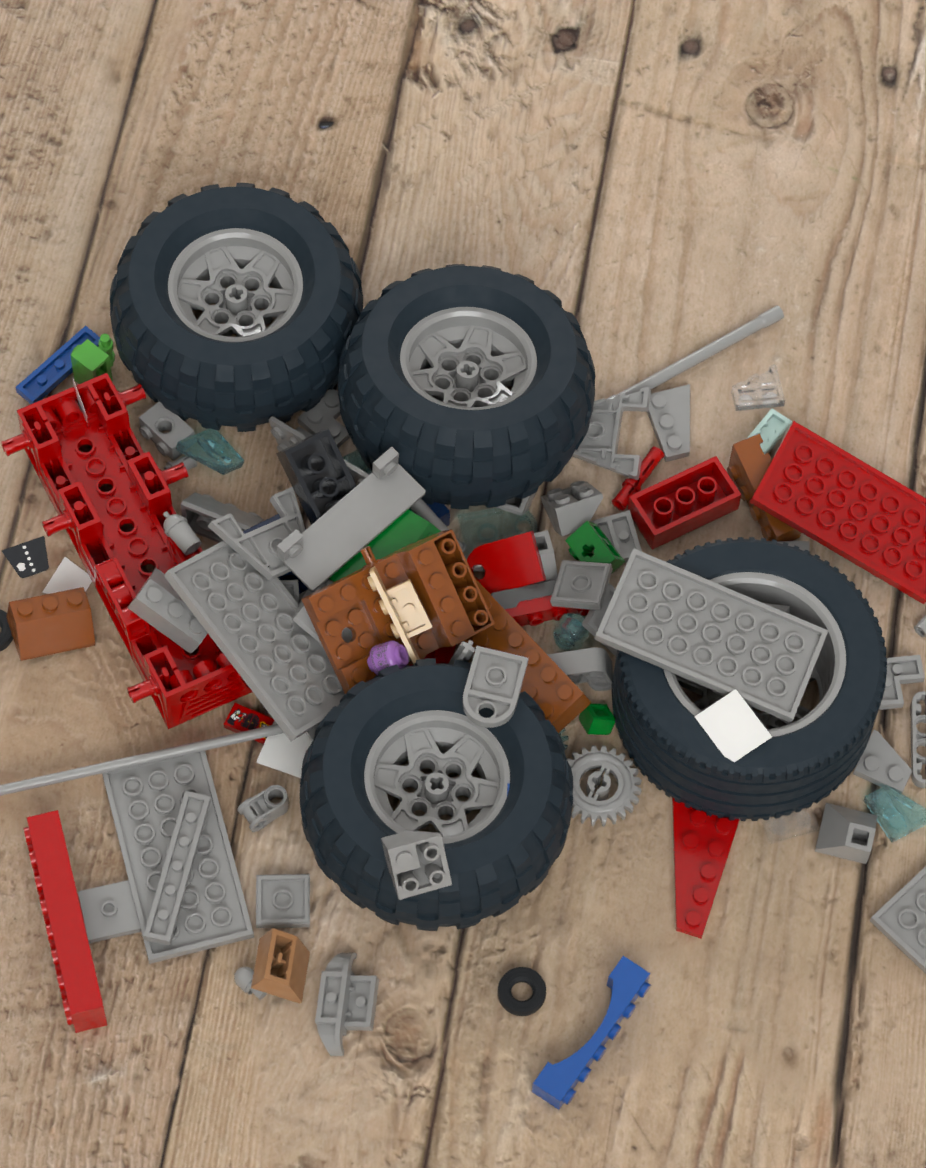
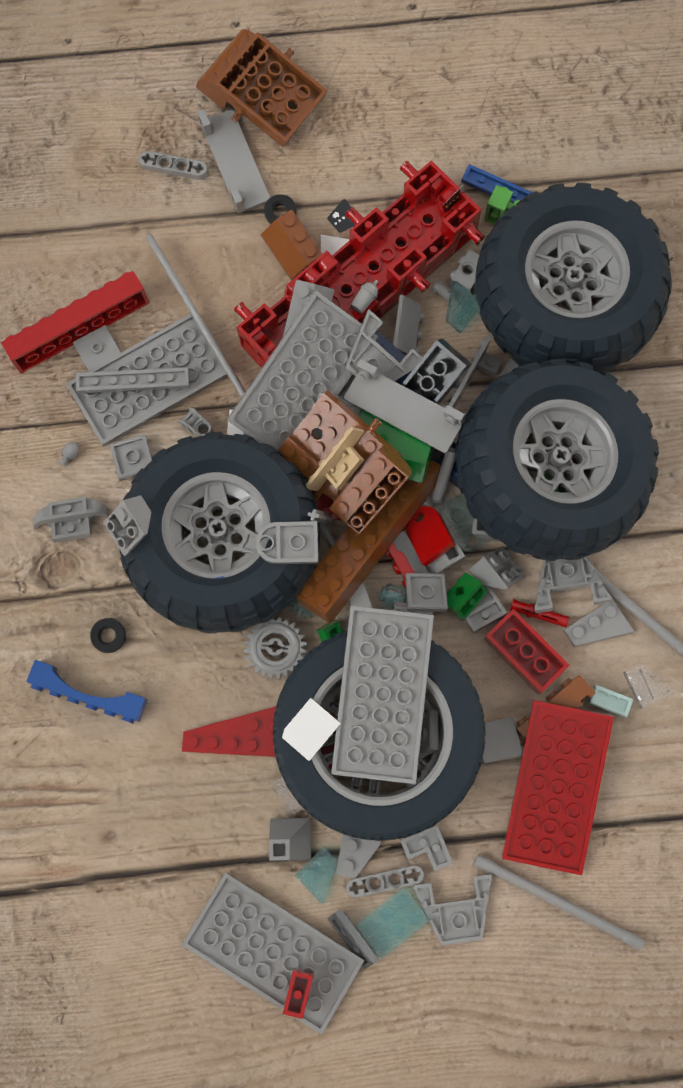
camera: 80 degrees right, 15 degrees up
(281, 965) = (79, 469): medium nougat slope -> none
(387, 655) = (302, 464): medium lavender head -> none

